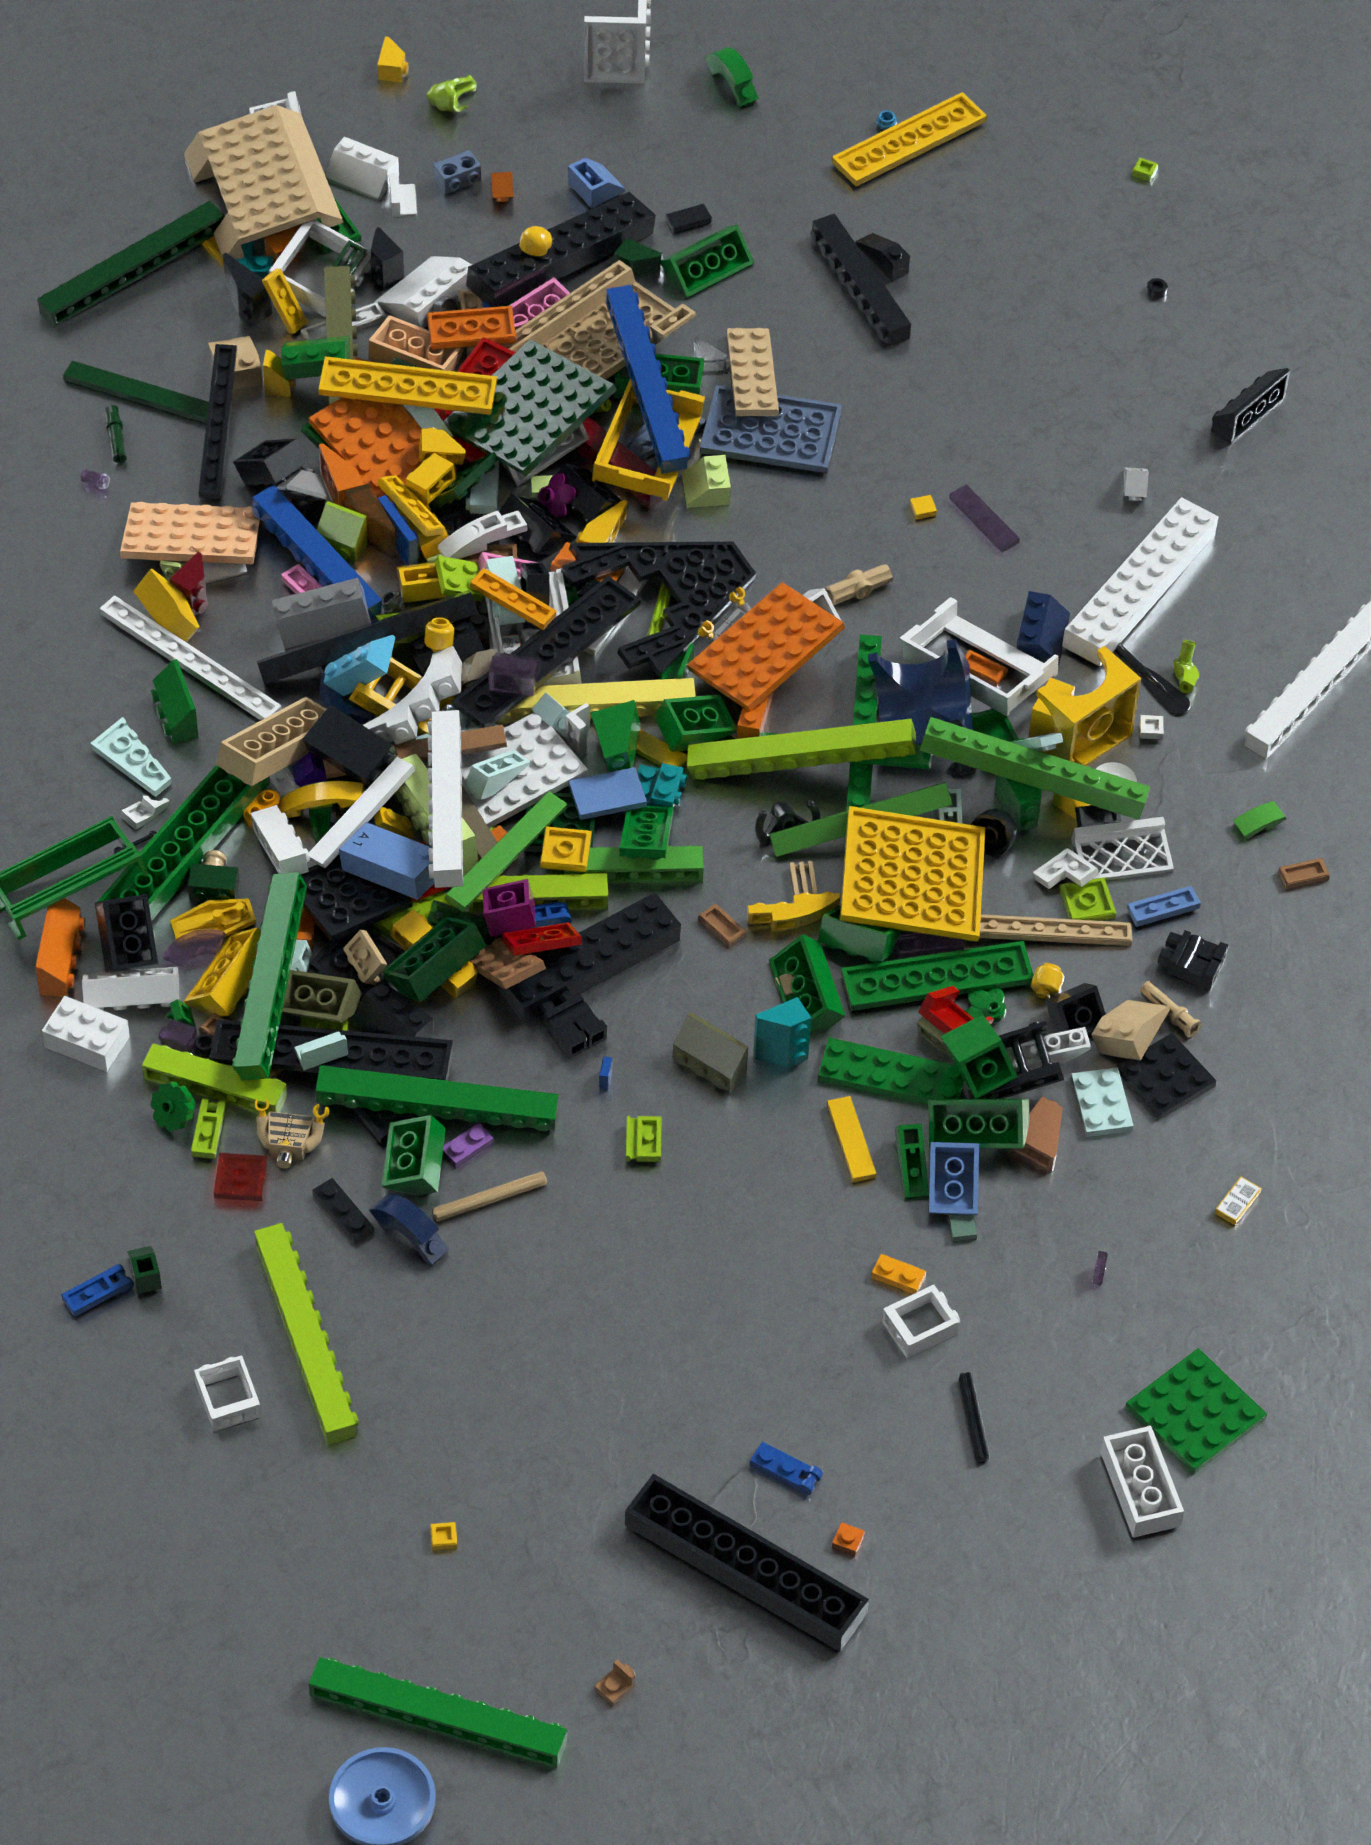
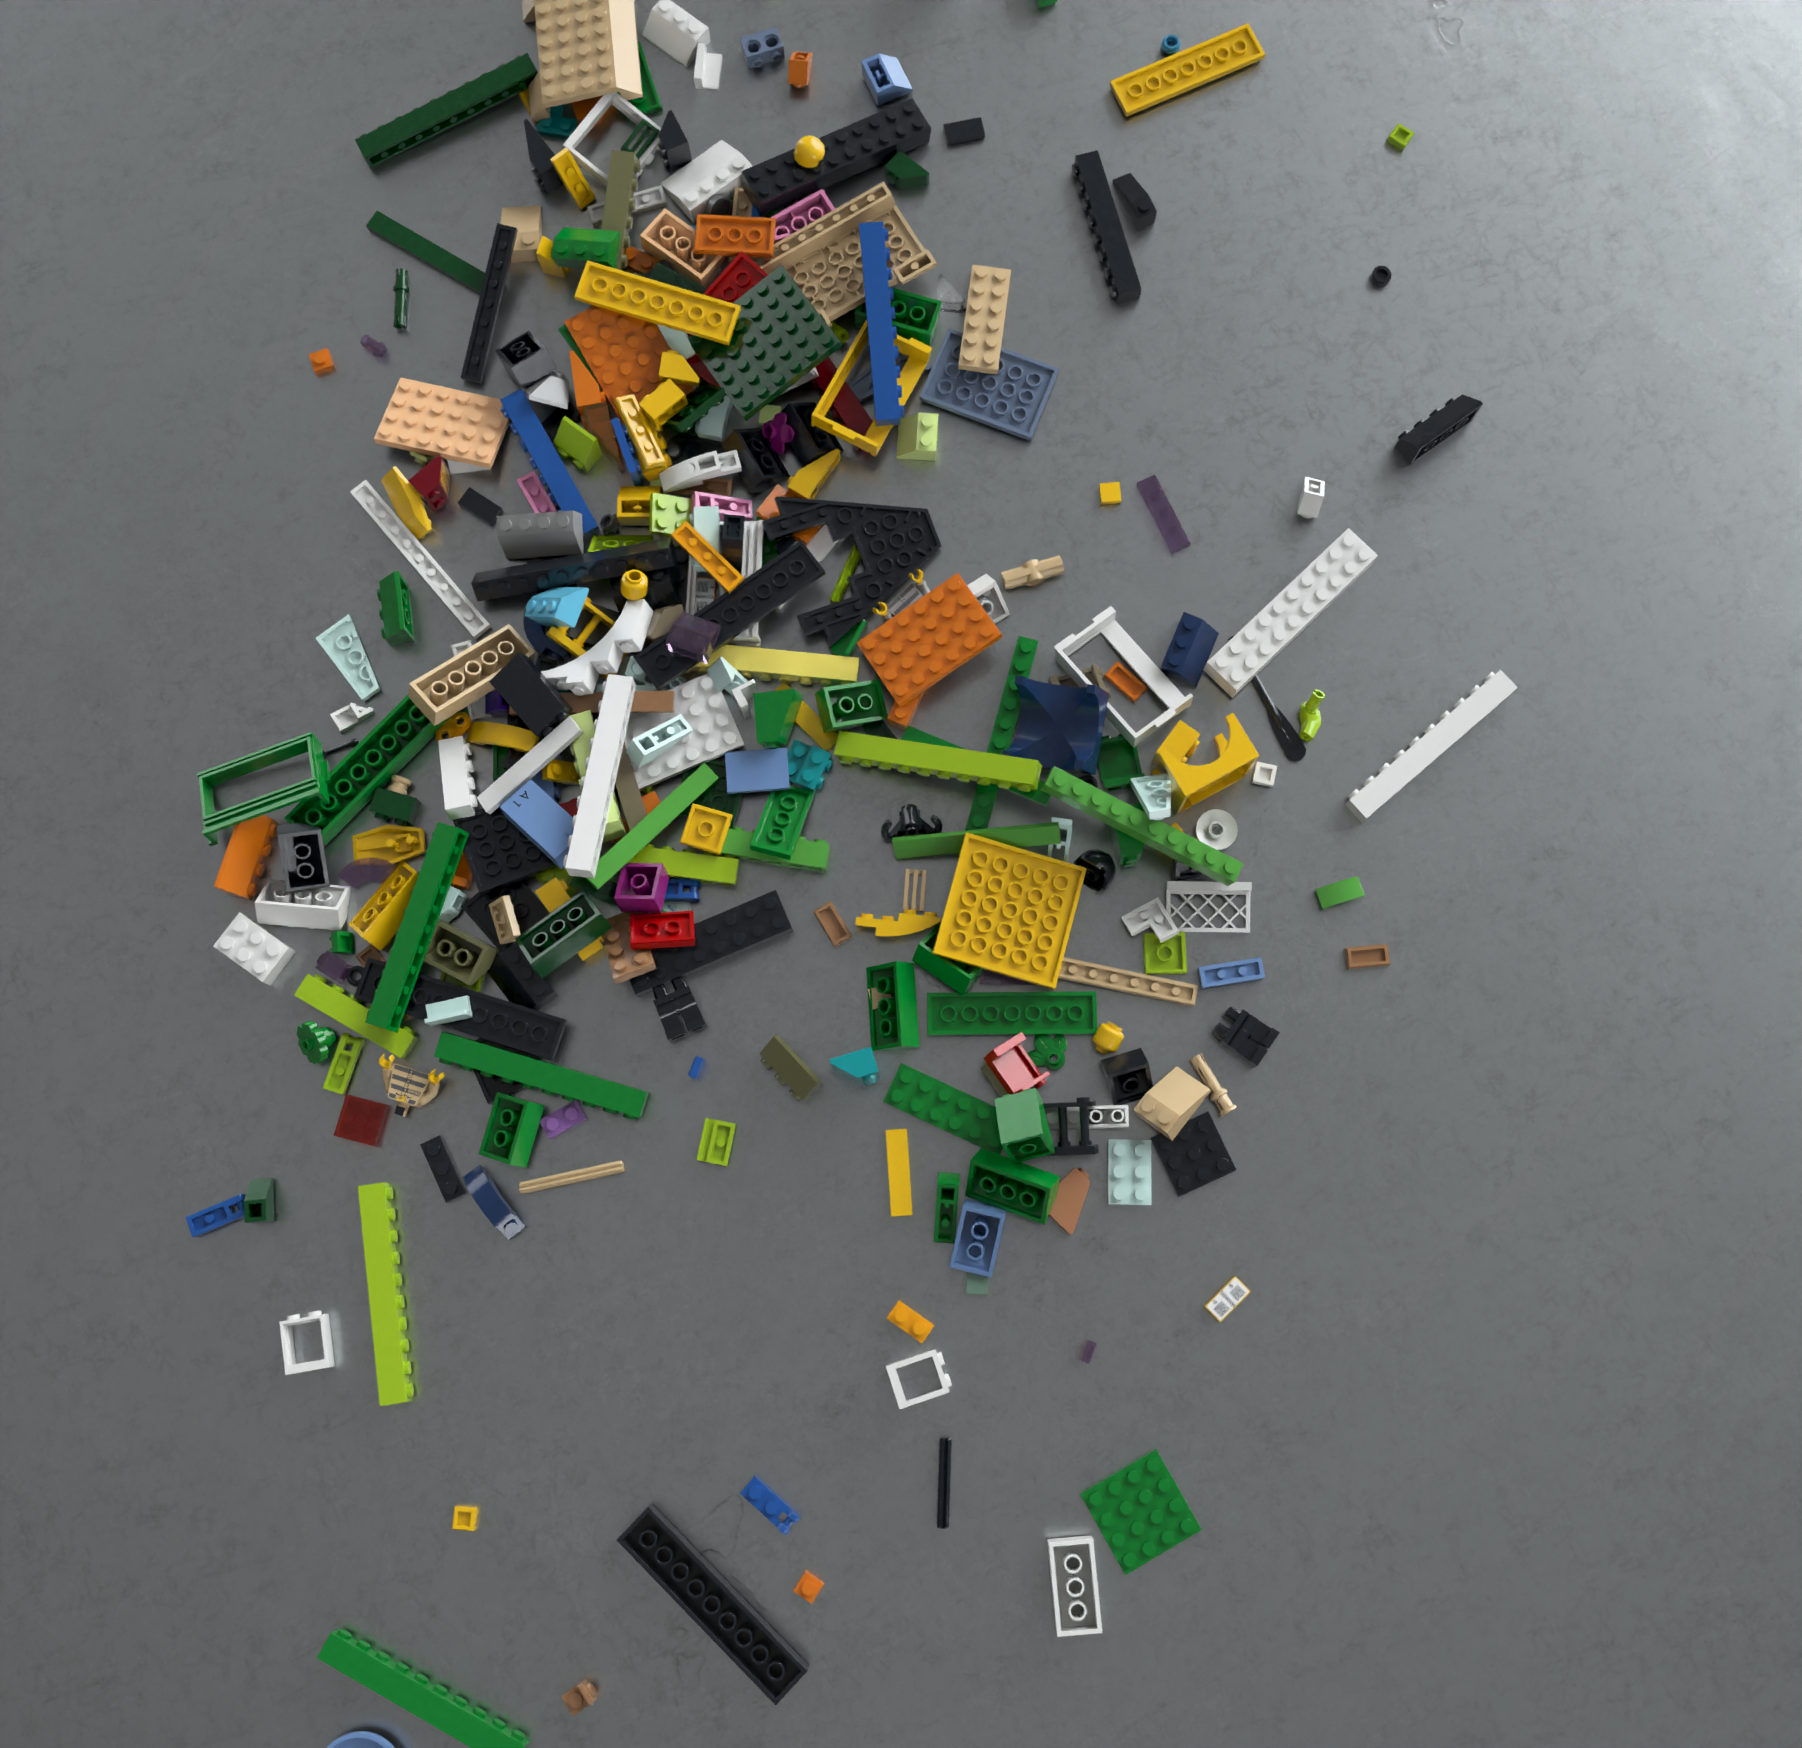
camera: 15 degrees right, 25 degrees up
(39, 500) = (321, 361): none -> orange plate
(244, 605) = (480, 506): none -> black tile
(707, 261) = (970, 184): green slope -> none

